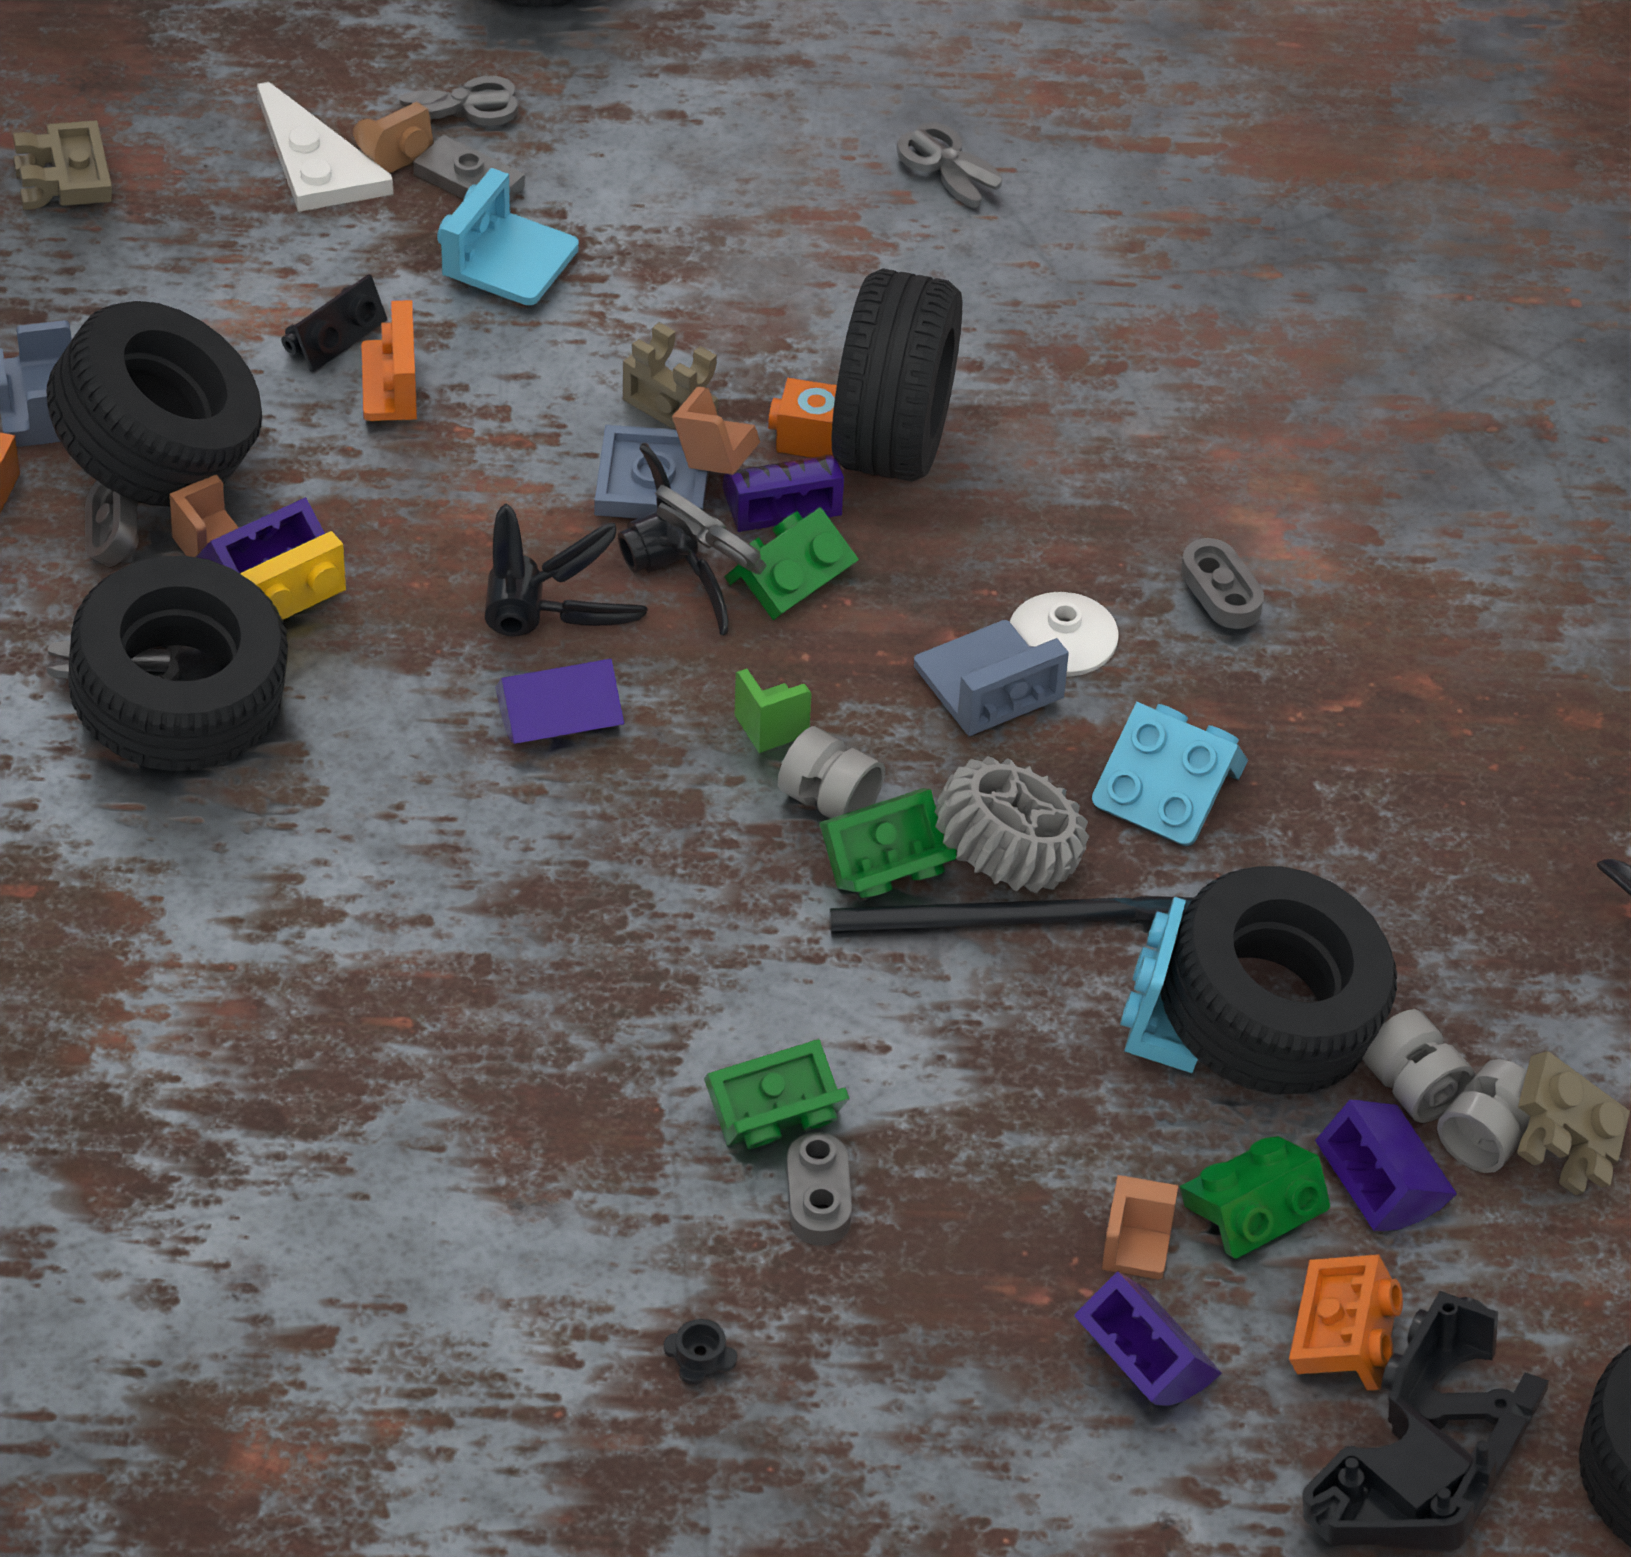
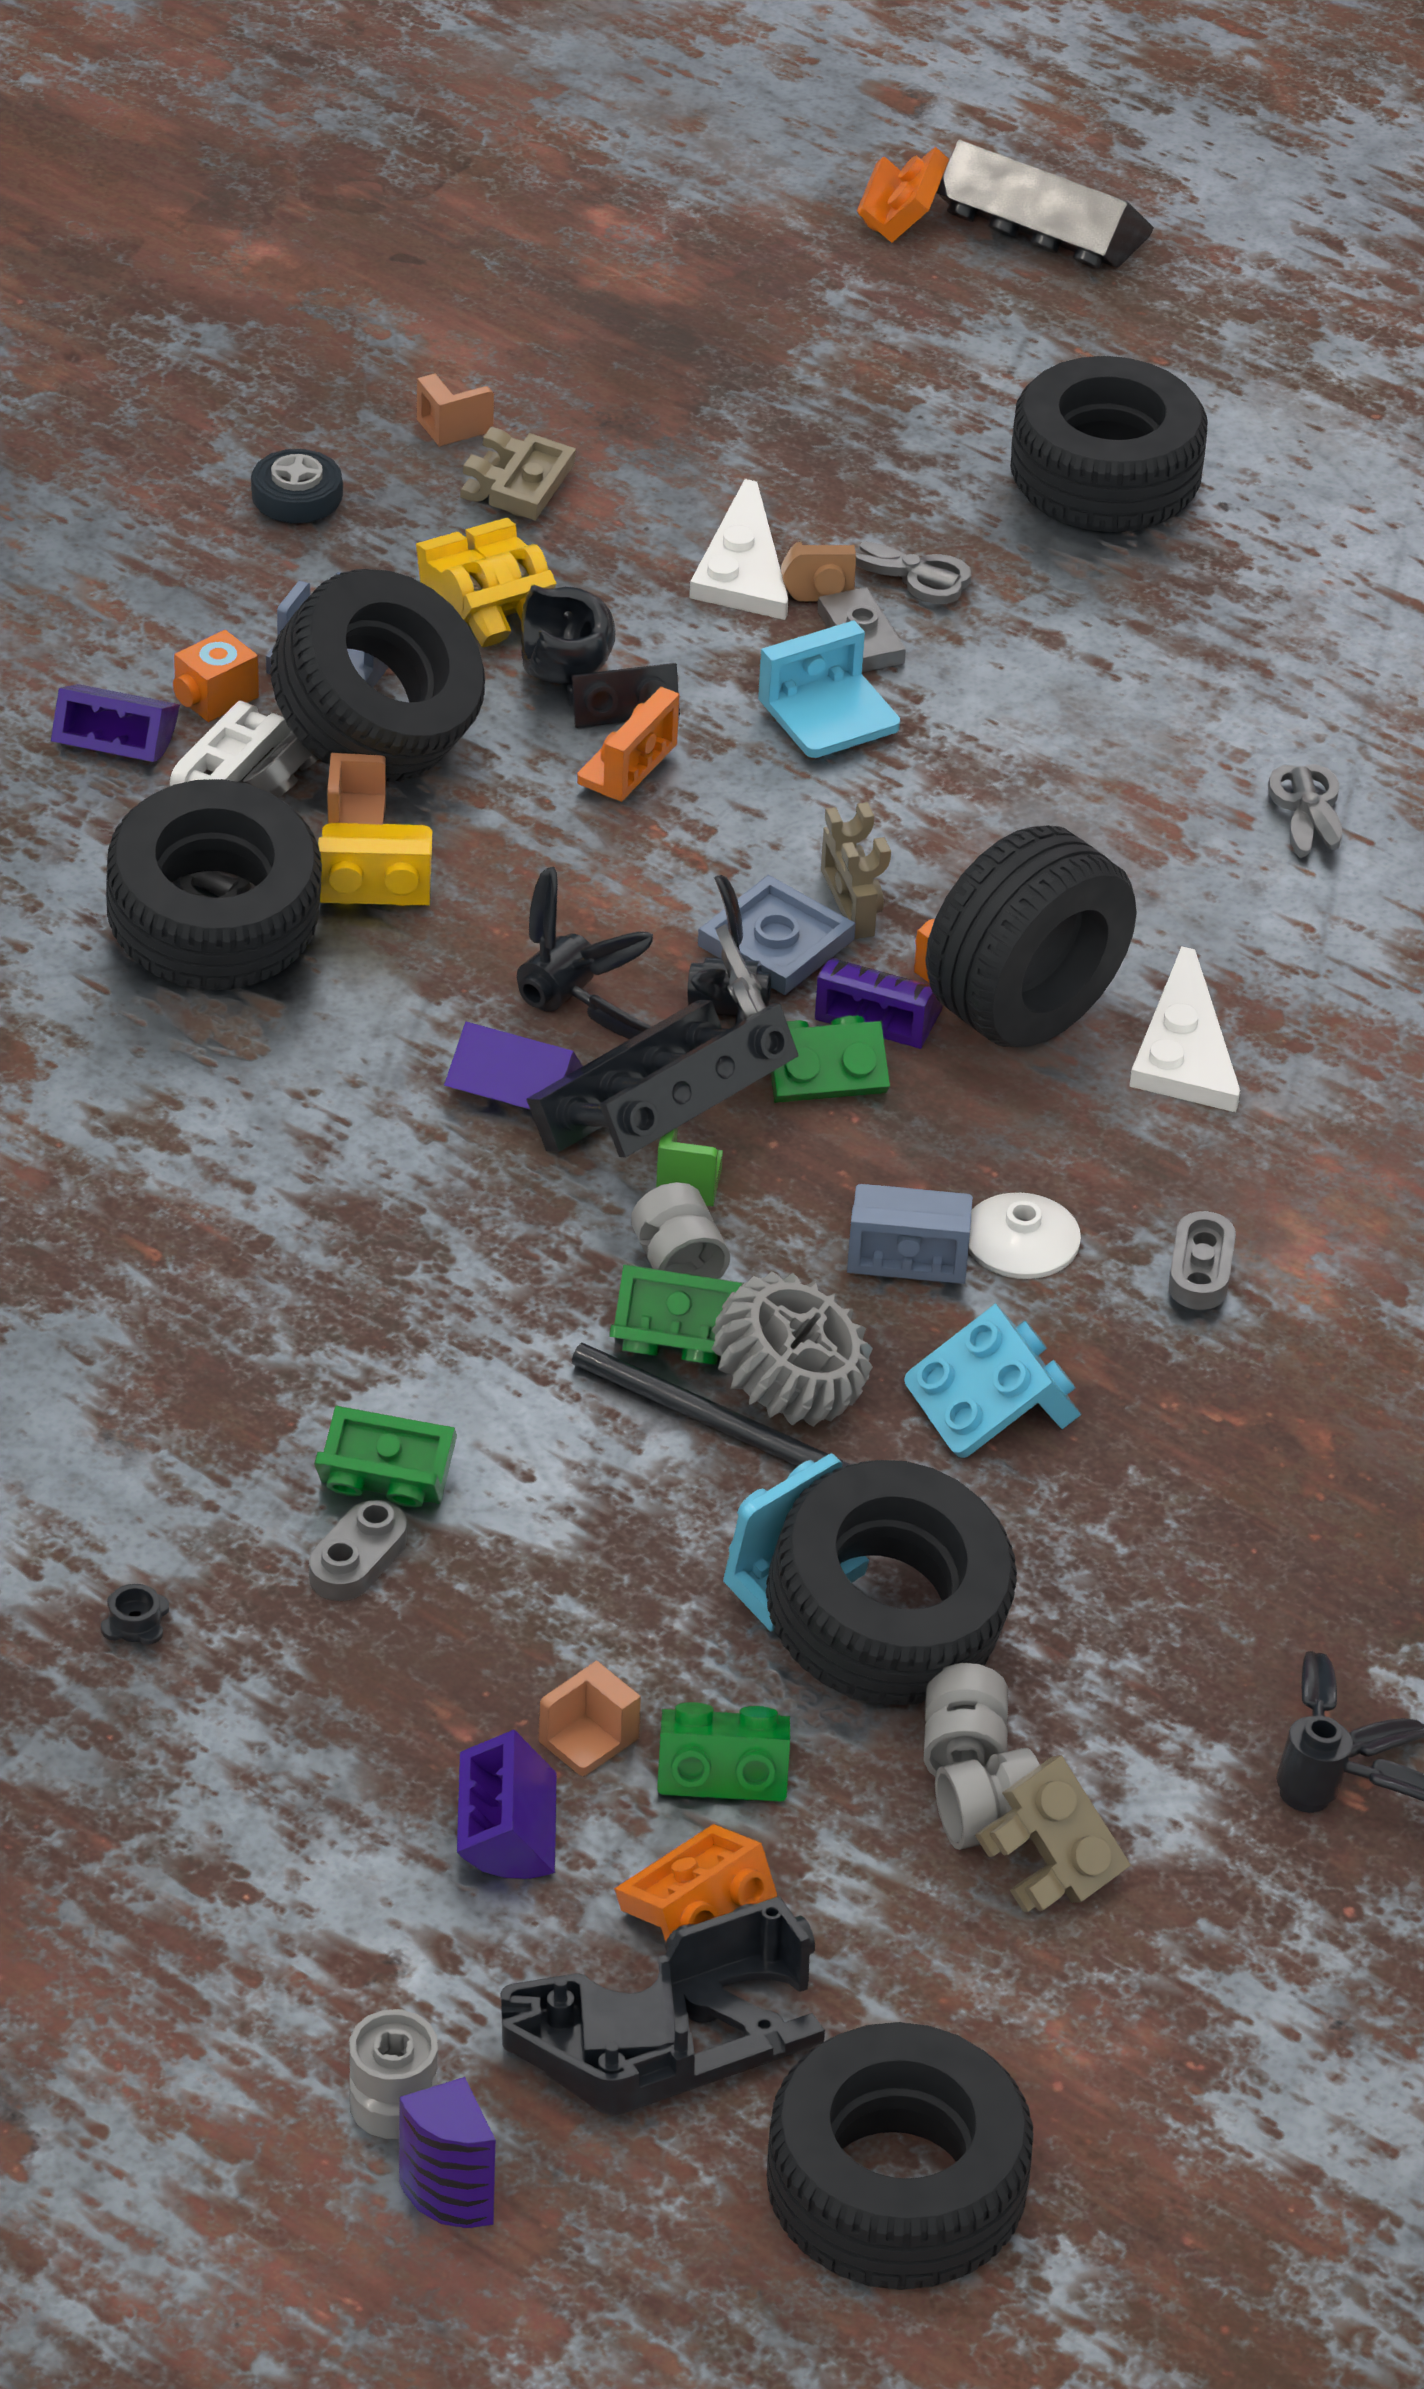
camera: 35 degrees right, 5 degrees down
(53, 534) = (232, 745): none -> white plate
(132, 264) = (484, 575): none -> yellow hips
(252, 292) = (565, 633): none -> black piece
(265, 537) = (375, 820): dark purple brick -> none
(673, 620) = (662, 1078): none -> black fence
(709, 440) = (833, 915): nougat panel -> none
(1037, 409) = (1184, 1043): none -> white wing
(1384, 1165) = (861, 1788): dark purple brick -> none

